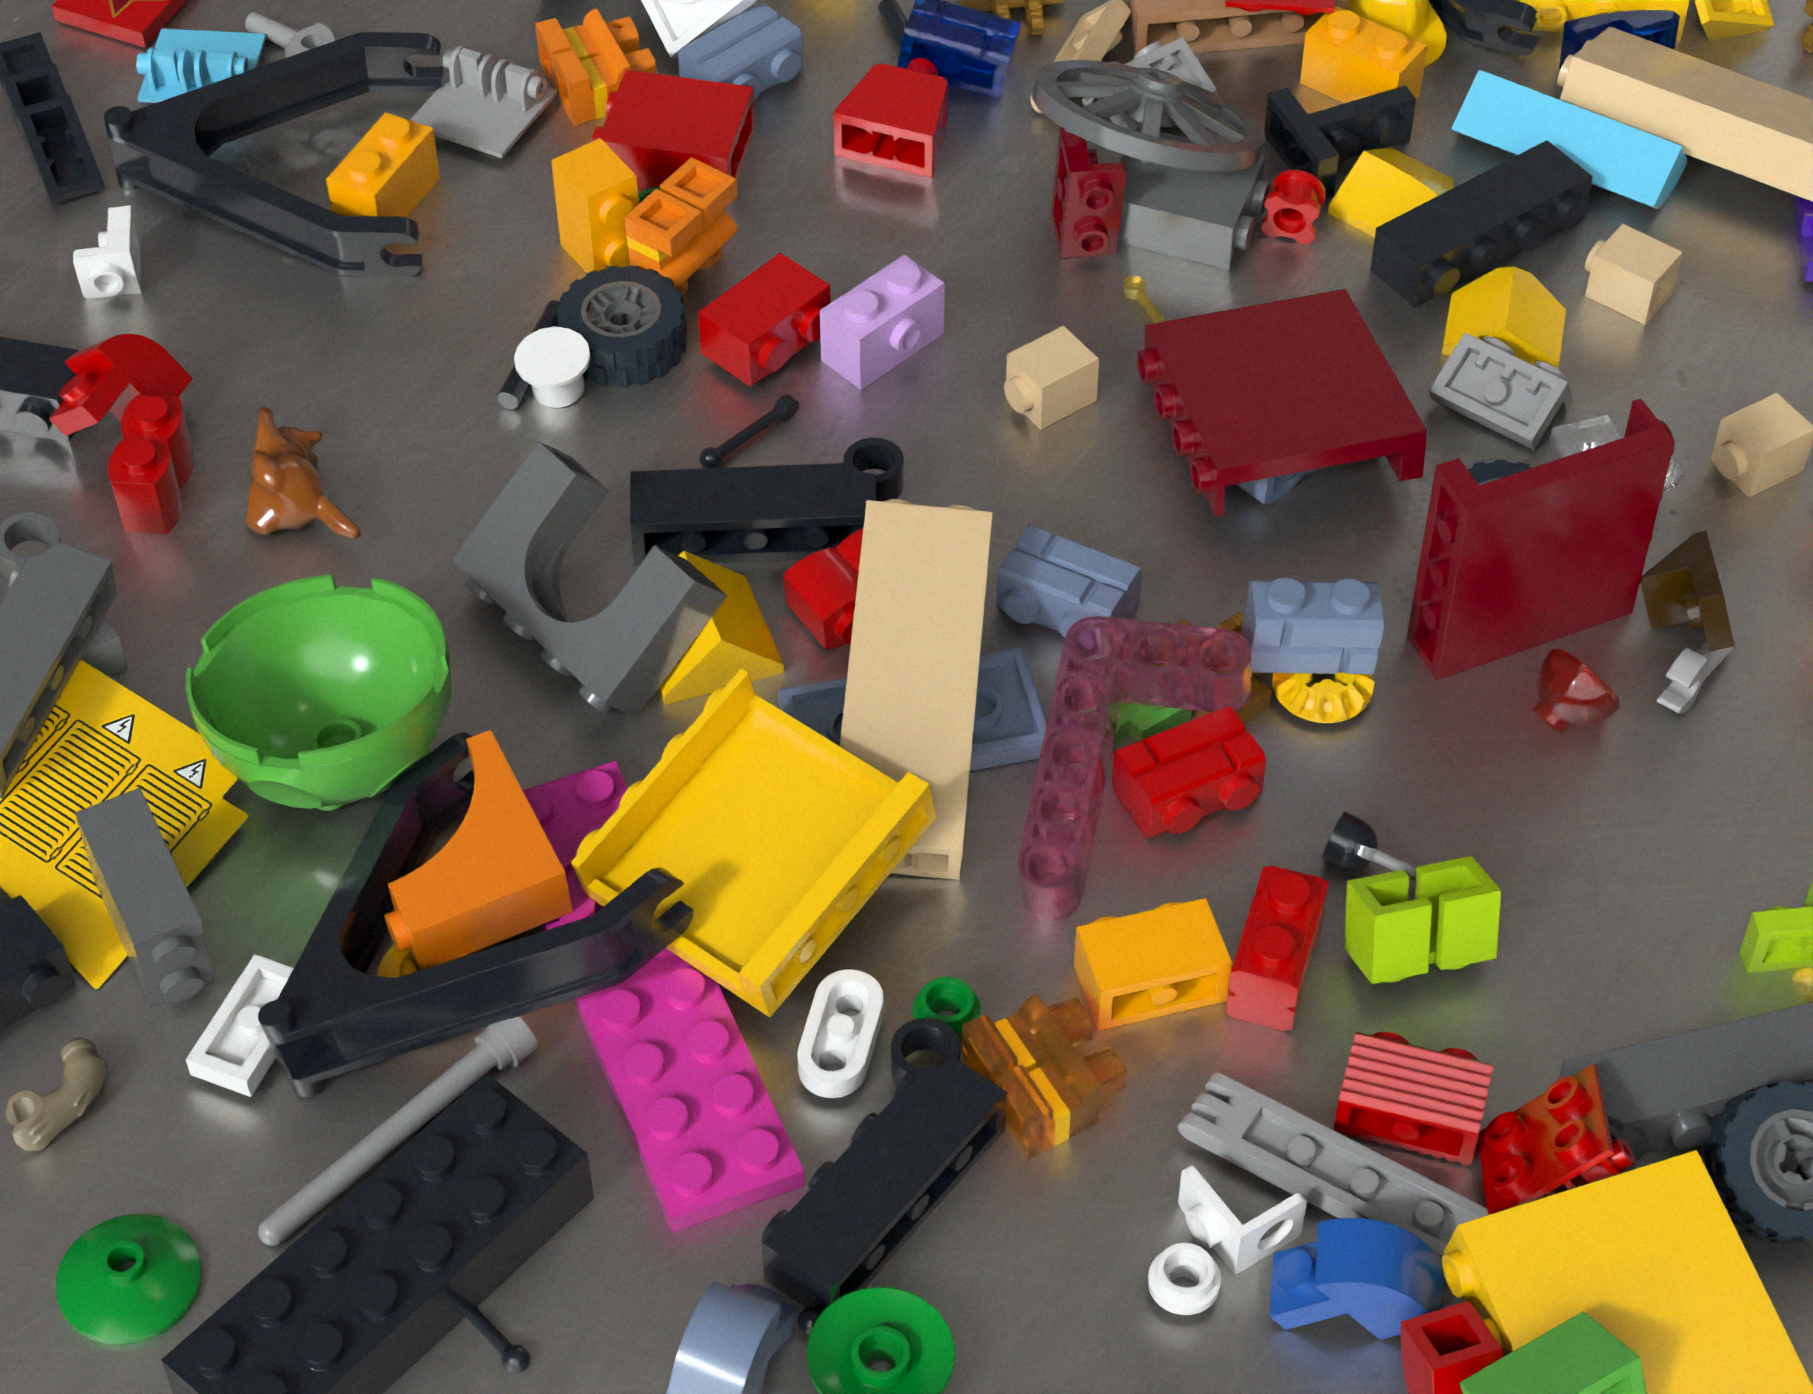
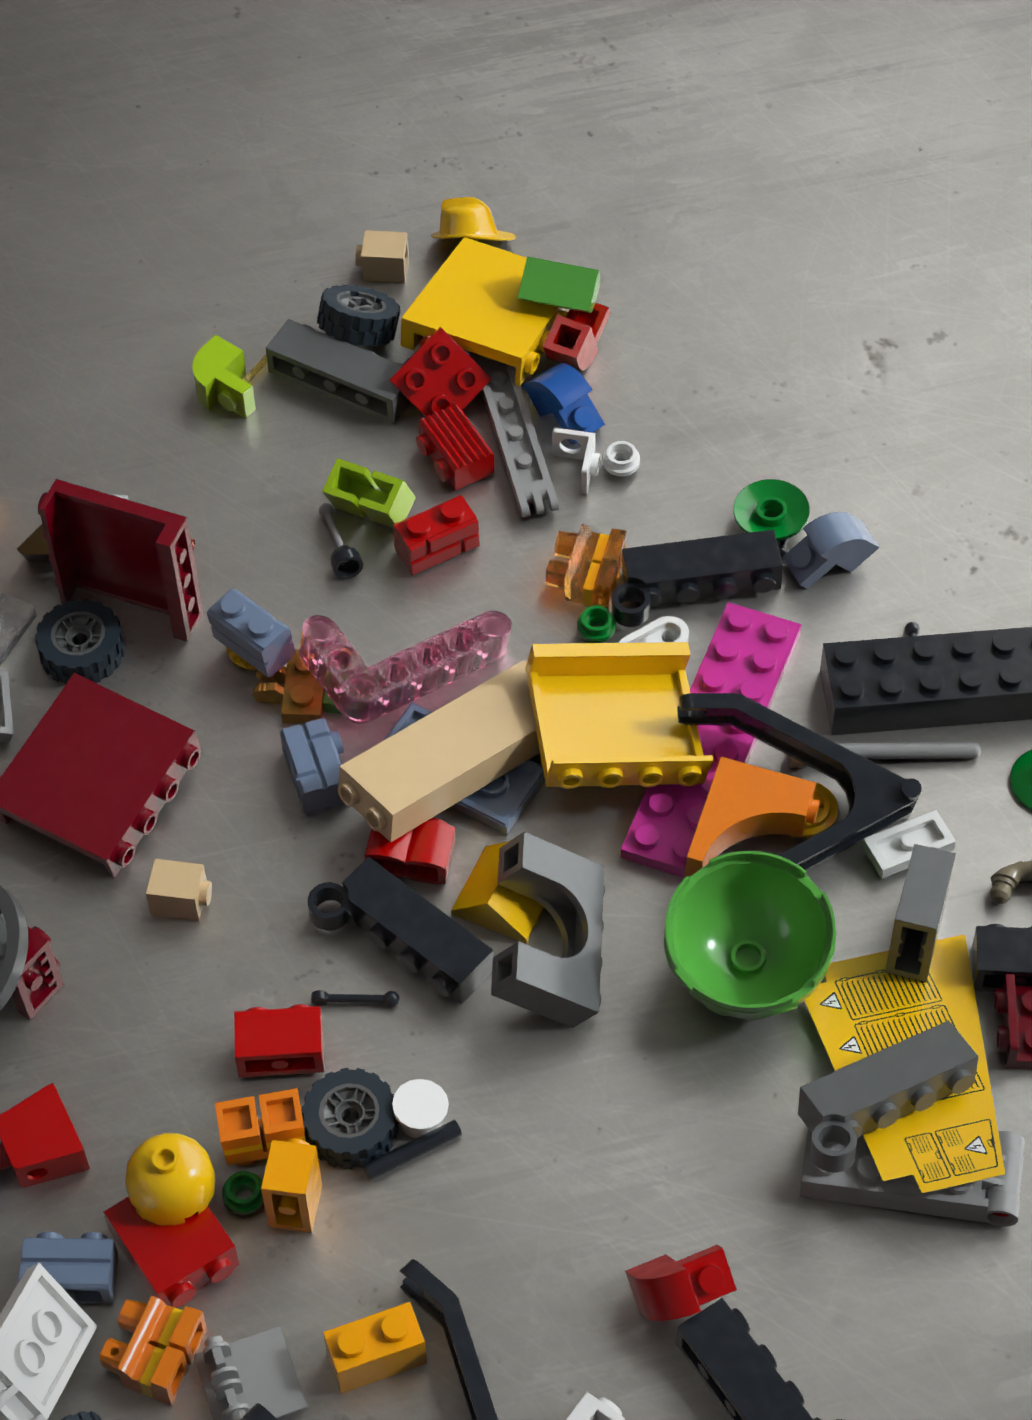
camera: 135 degrees left, 5 degrees up
(151, 464) = (701, 1221): red brick -> none
(286, 485) = (637, 1148): dark orange animal -> none
(716, 121) = (169, 1178): none -> yellow cylinder
(882, 322) = (216, 989): lavender brick -> none
(1135, 288) = (55, 927): clear yellow hinge -> none
(1152, 963) = (493, 571): light orange brick -> none
(1189, 773) = (377, 632): red brick -> none

